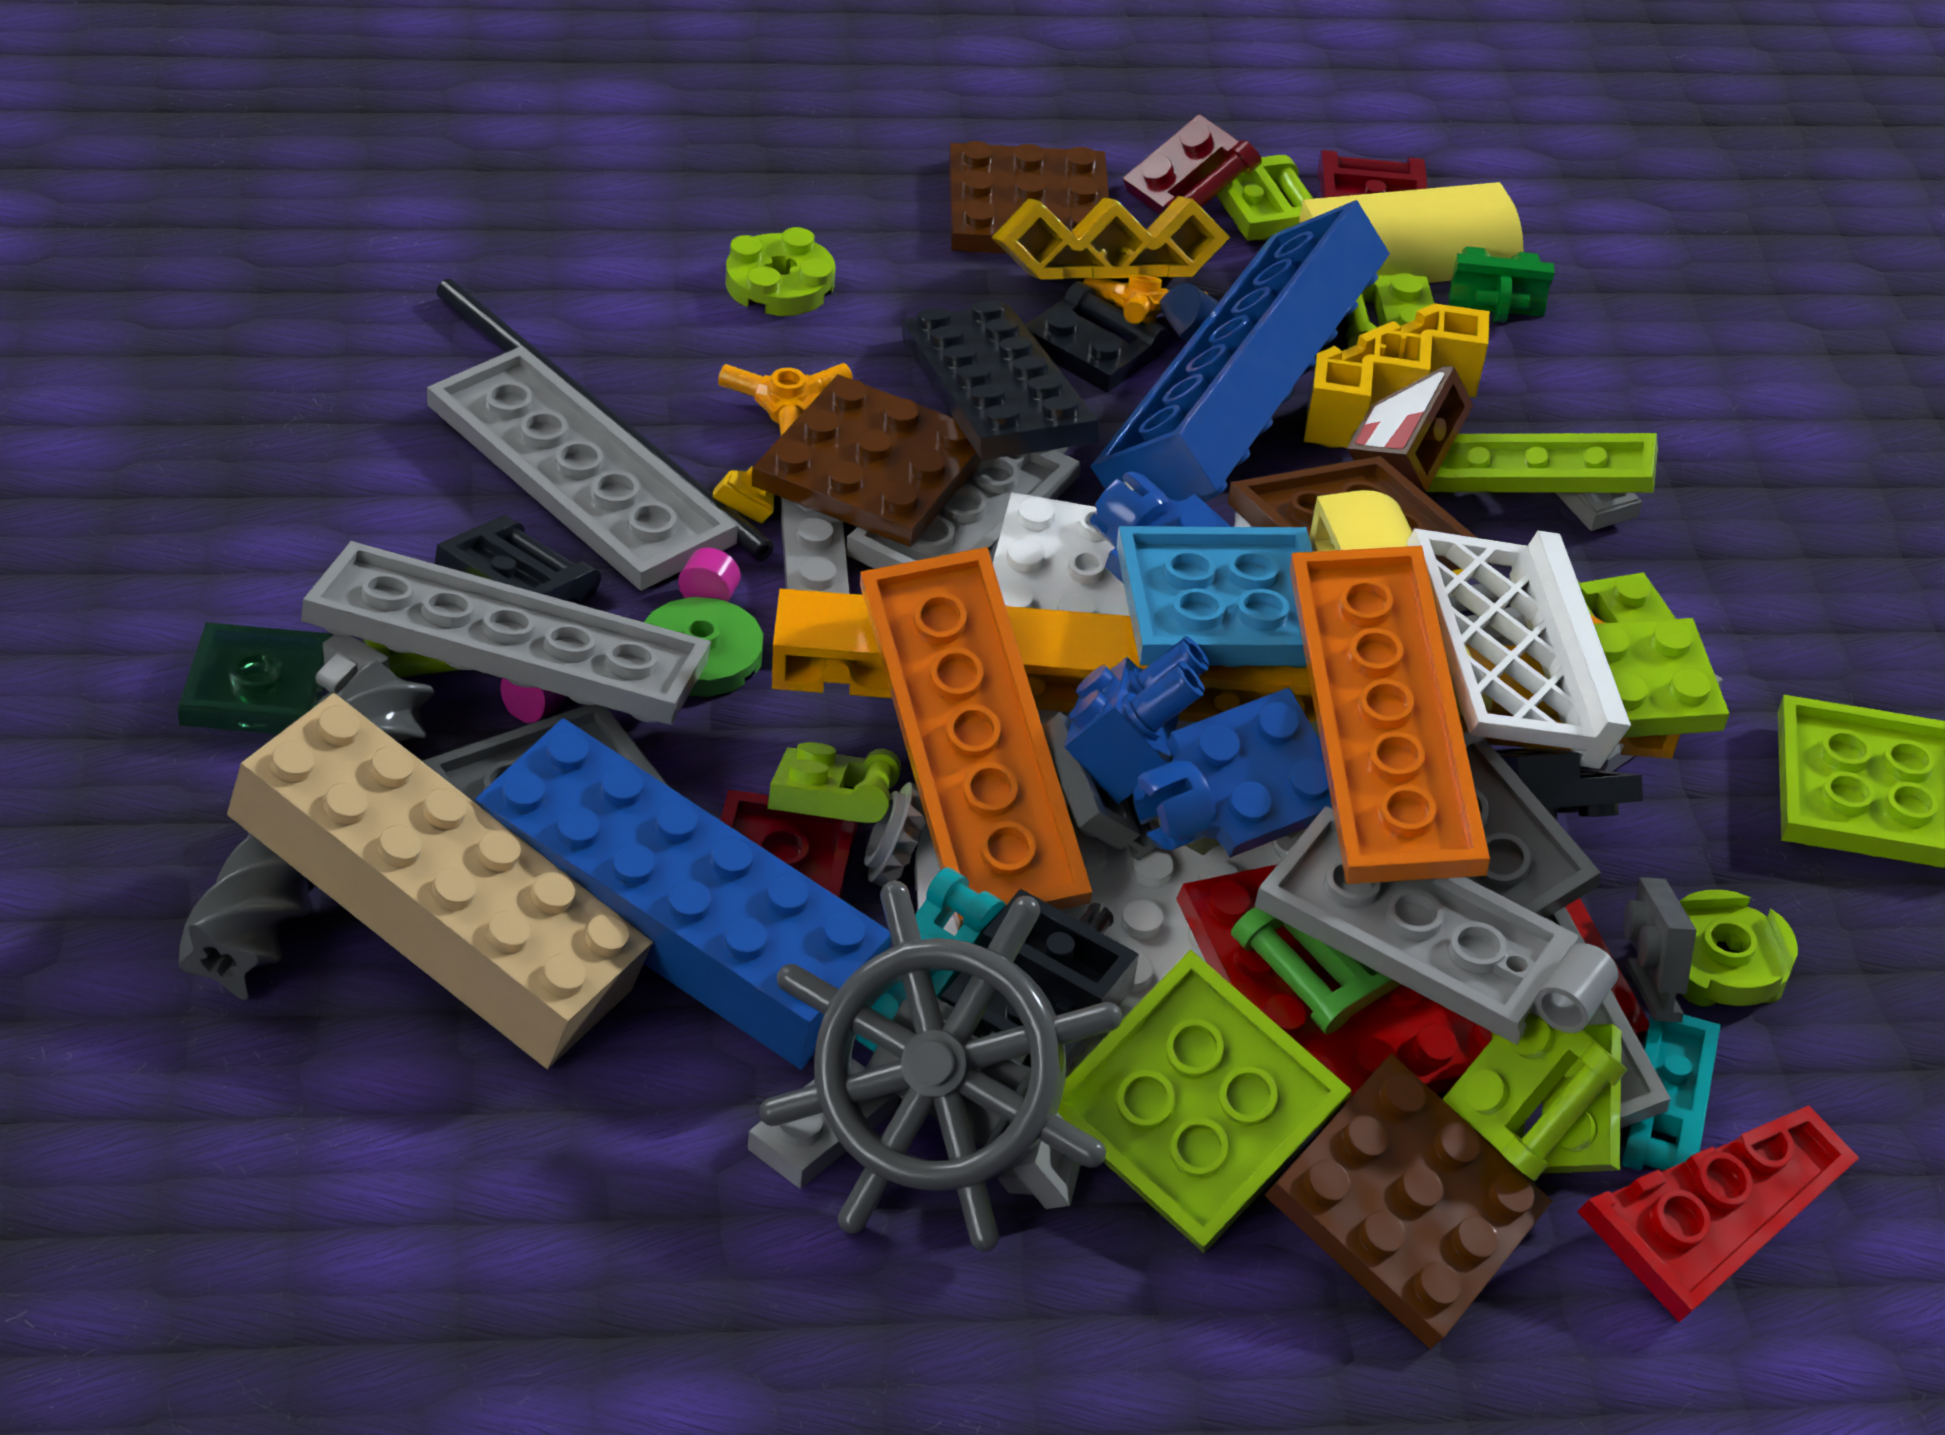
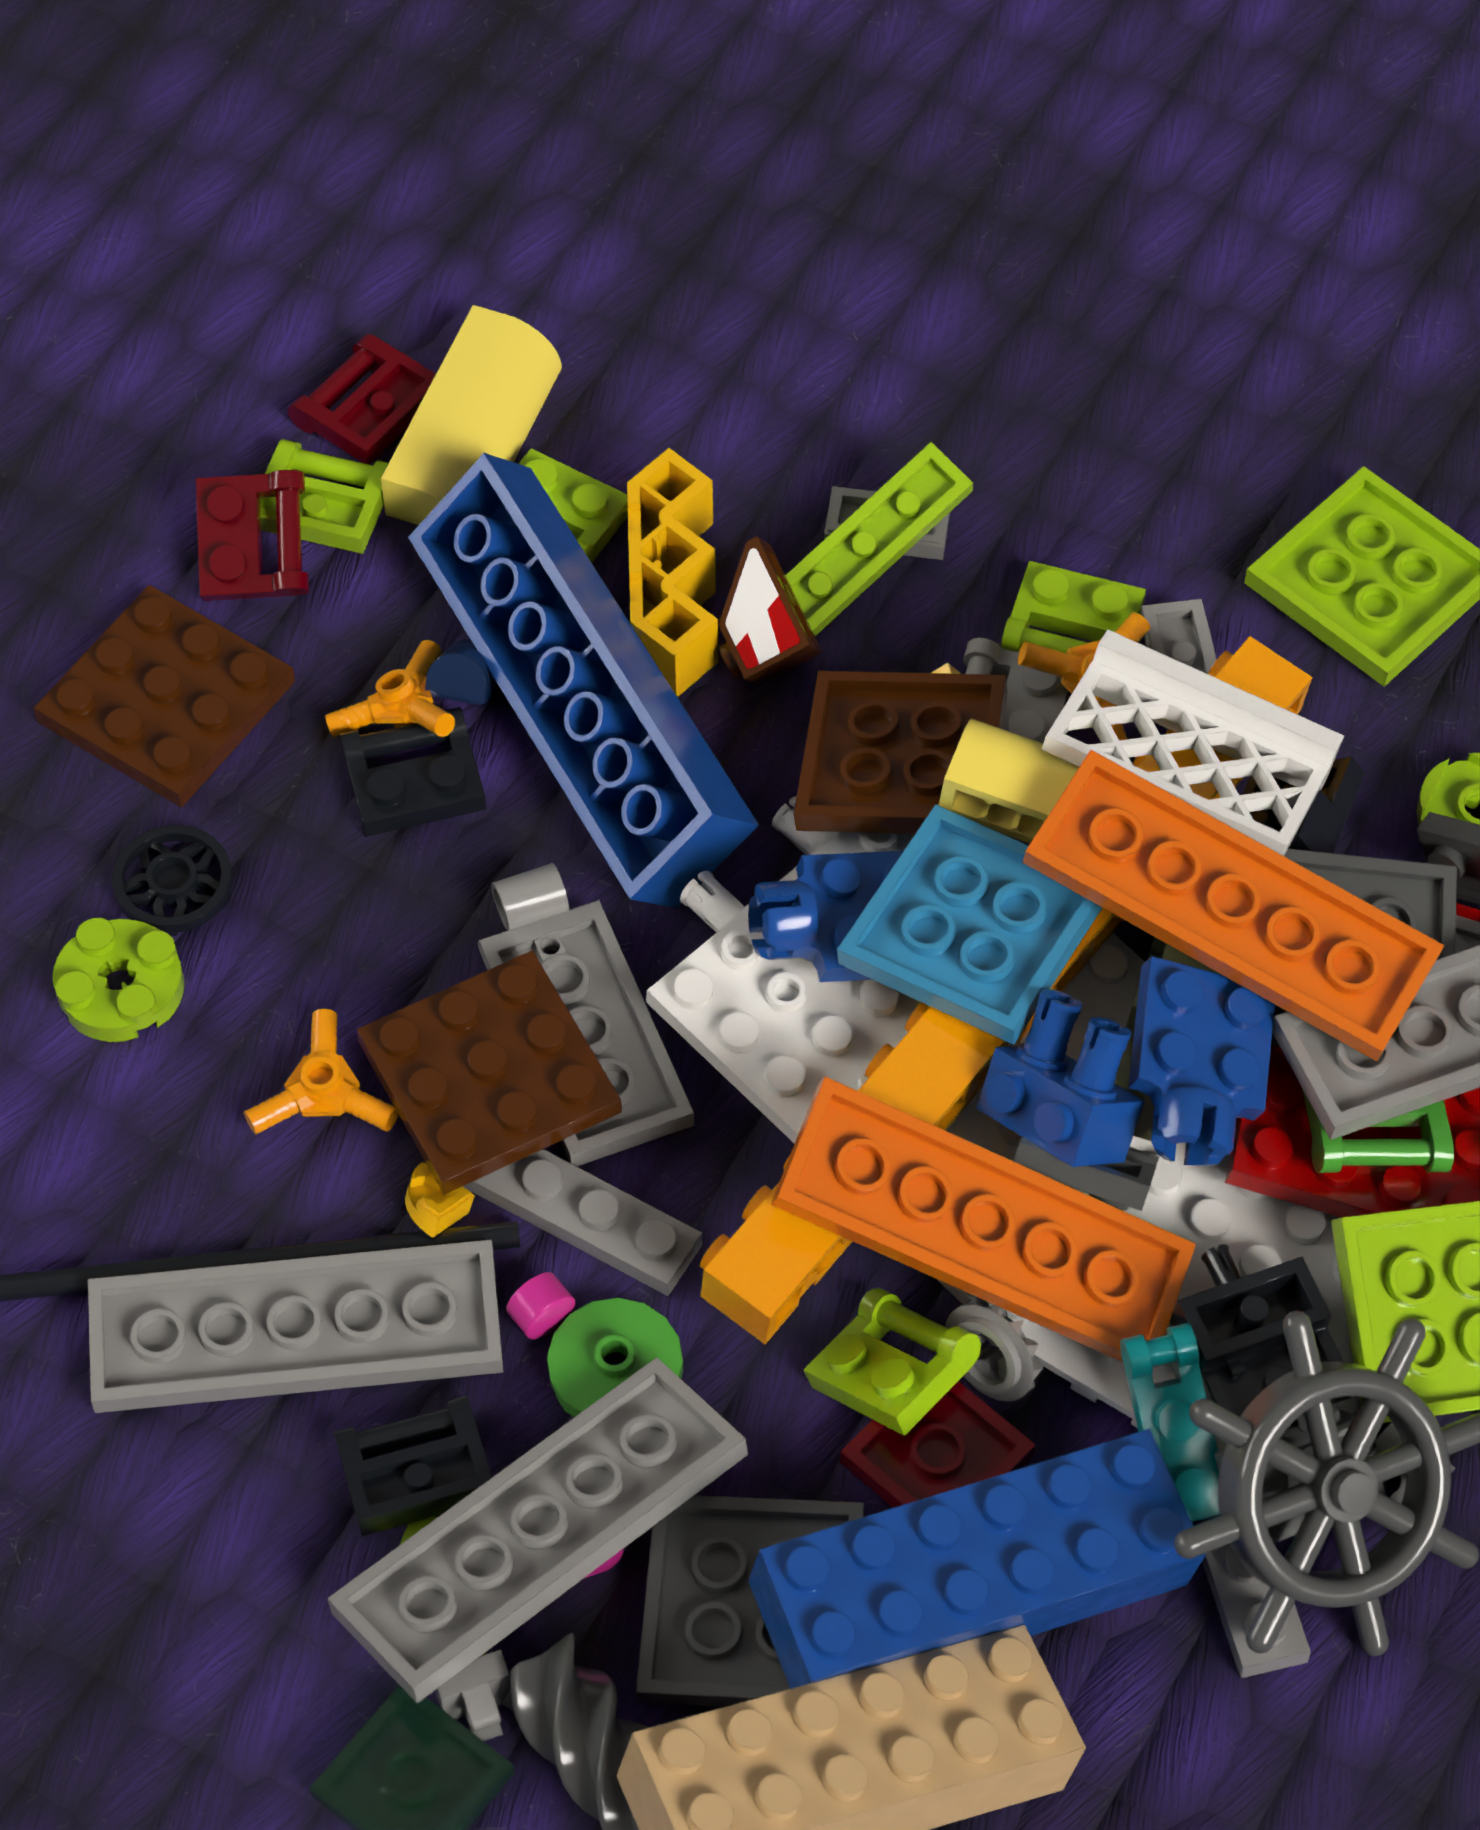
camera: 50 degrees left, 15 degrees up
(885, 267) = (172, 878): none -> black wheel
(998, 381) = (472, 902): black plate -> none
(1111, 242) = (319, 679): yellow brick -> none
(1500, 284) = (595, 403): green hips -> none
(1663, 677) = (1273, 659): lime plate -> none

